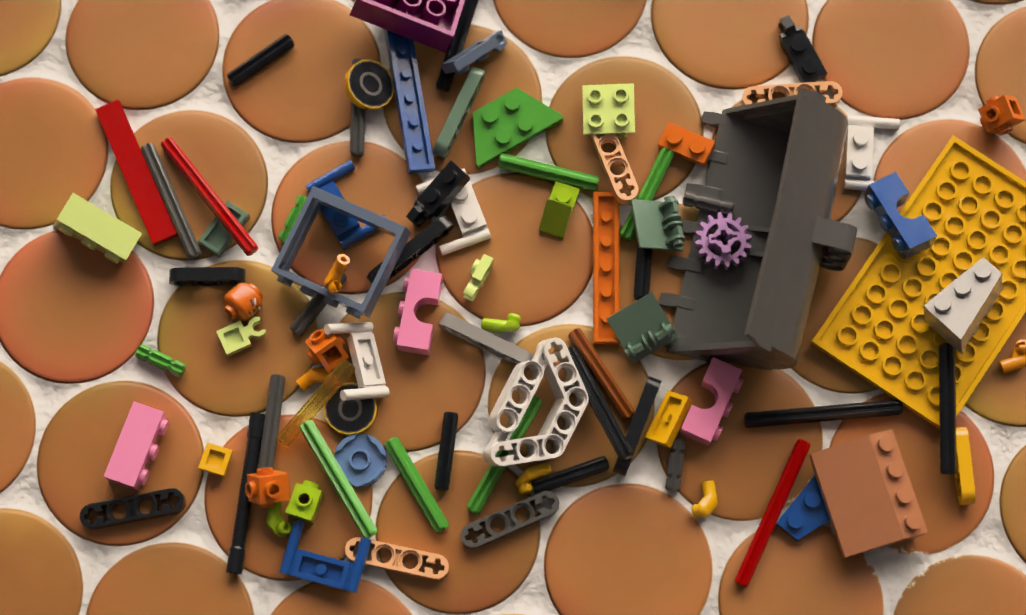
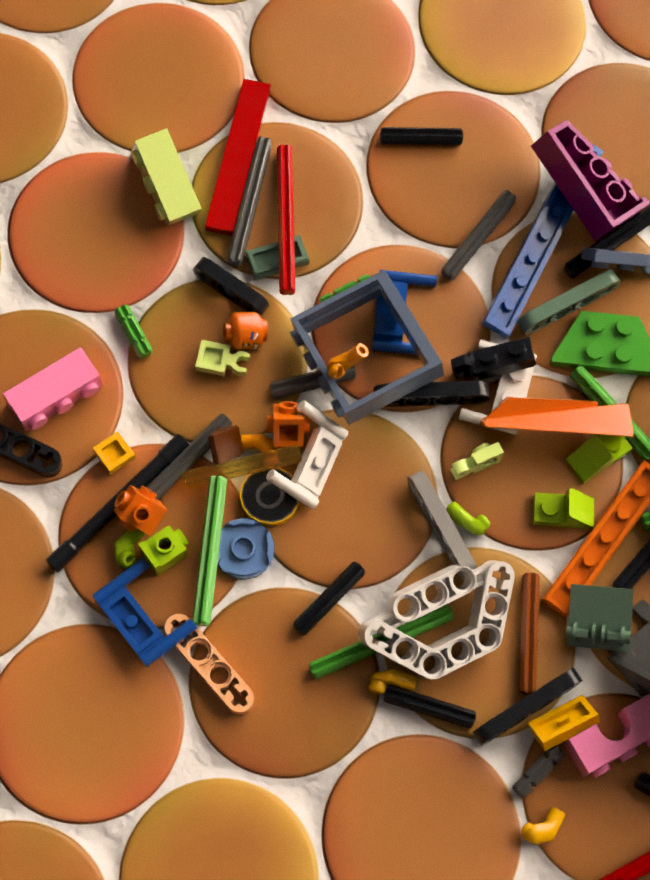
camera: 30 degrees right, 5 degrees down
(292, 395) = (225, 444): none -> reddish brown slope
(369, 85) = (503, 221): black tile -> none
(416, 484) = (278, 609): bright green axle -> none
(420, 289) = (415, 434): bright pink arch -> none
(508, 516) = (342, 700): dark grey beam -> none
(514, 203) = (561, 416): none -> orange wedge
(562, 269) = (563, 510): none -> lime slope
(601, 408) = (504, 664): black axle -> none

